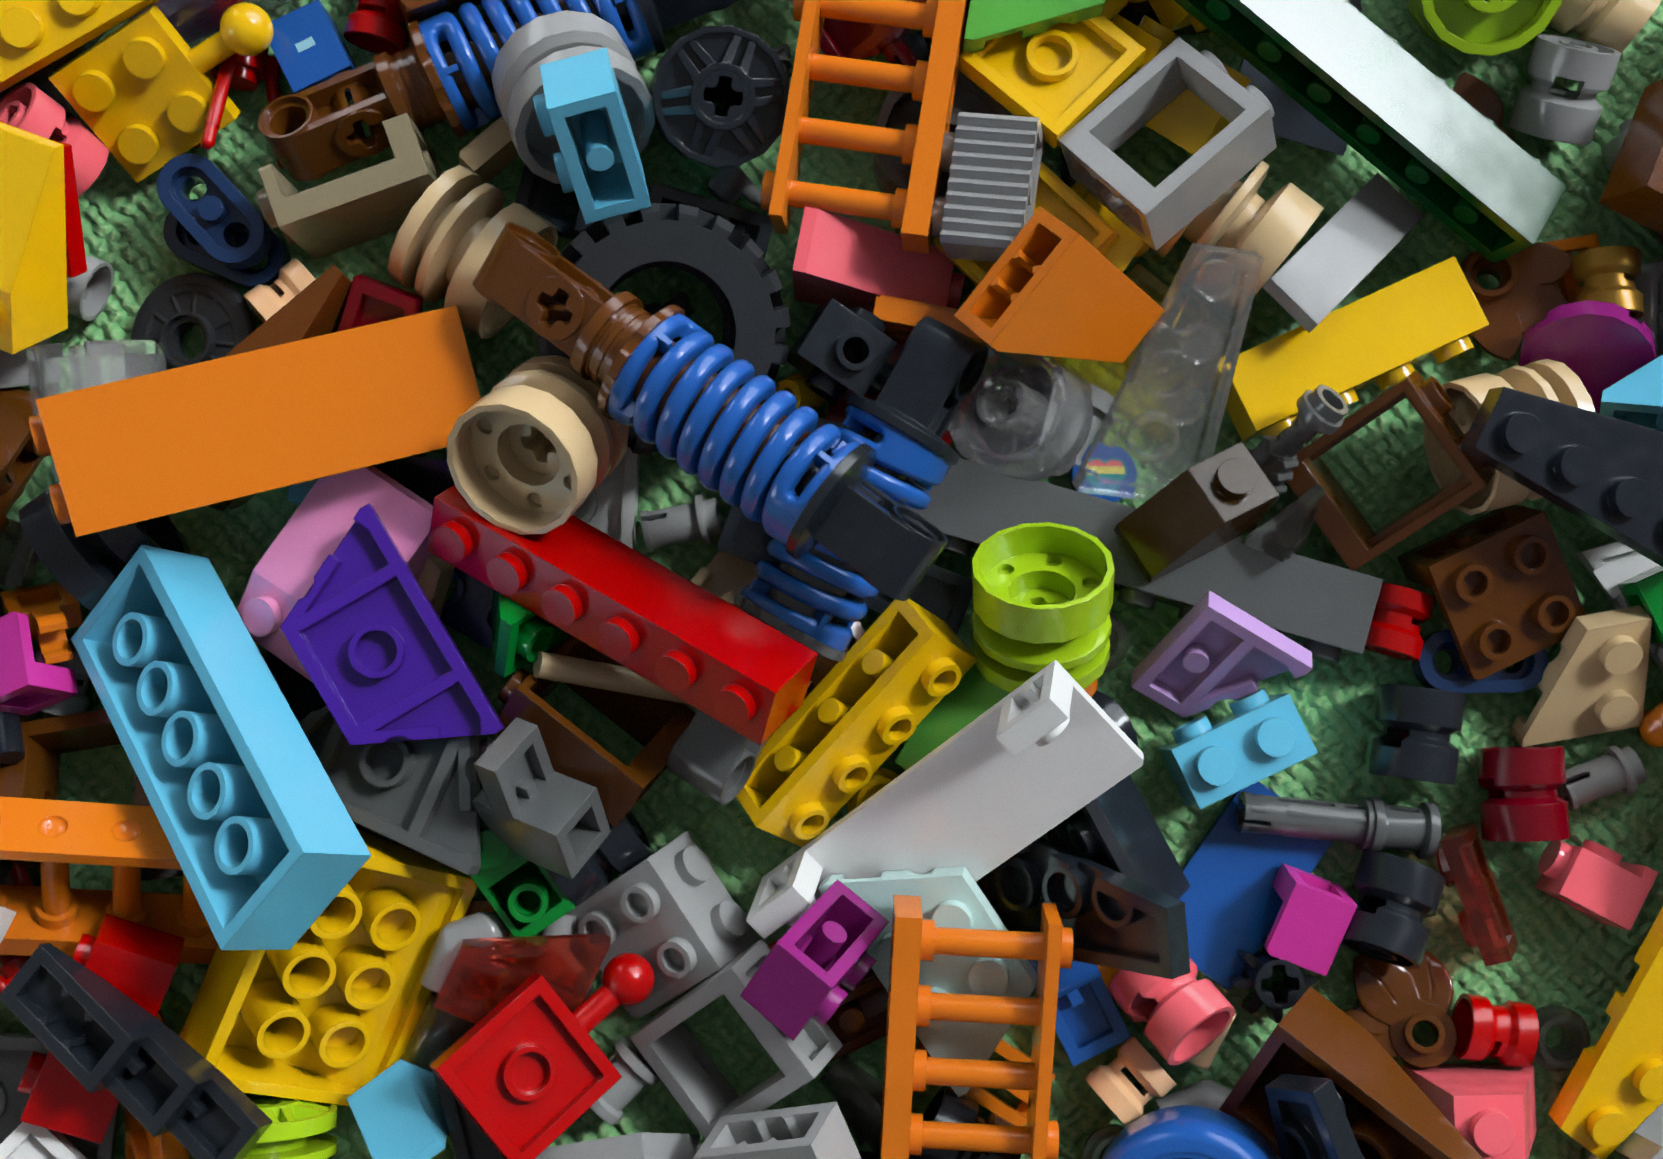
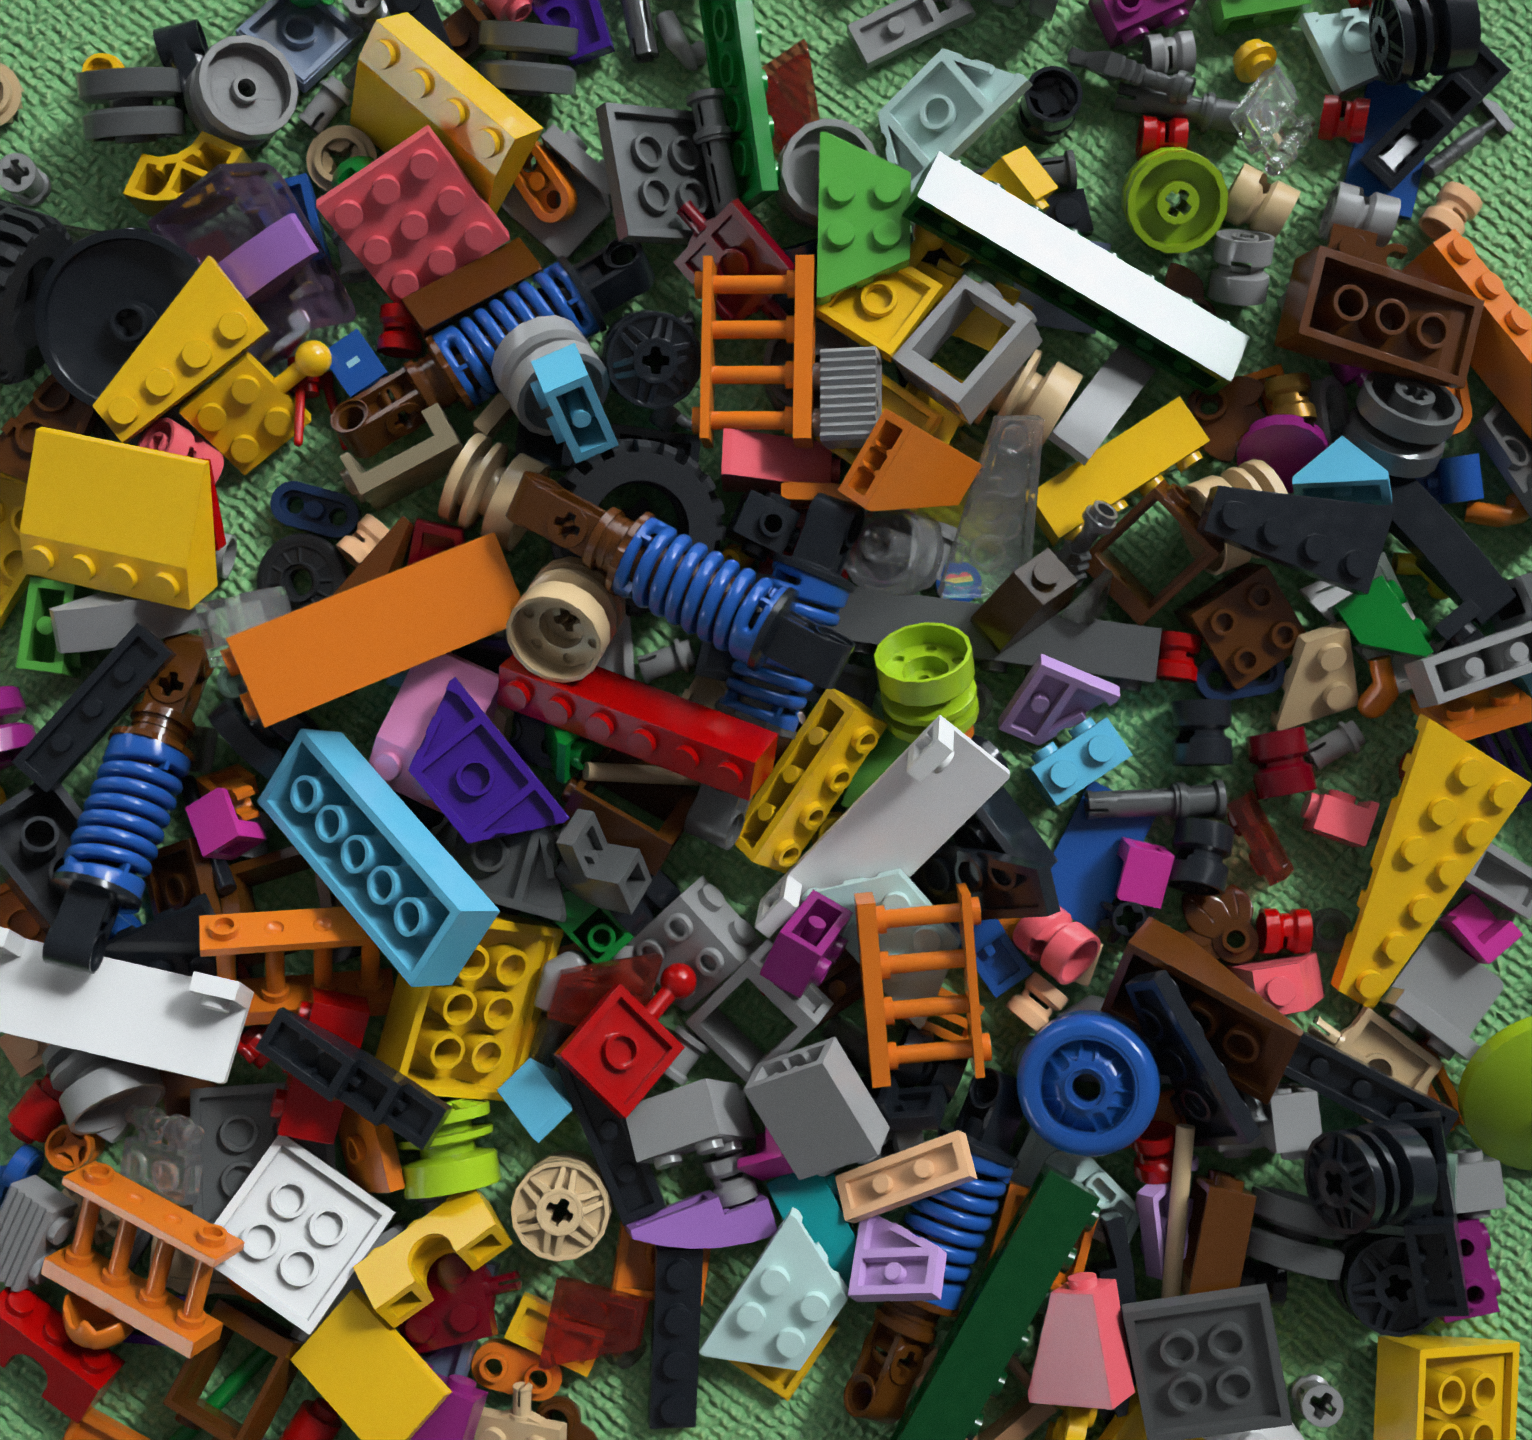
camera: 10 degrees left, 0 degrees up
(216, 214) = (308, 490): dark blue plate -> none

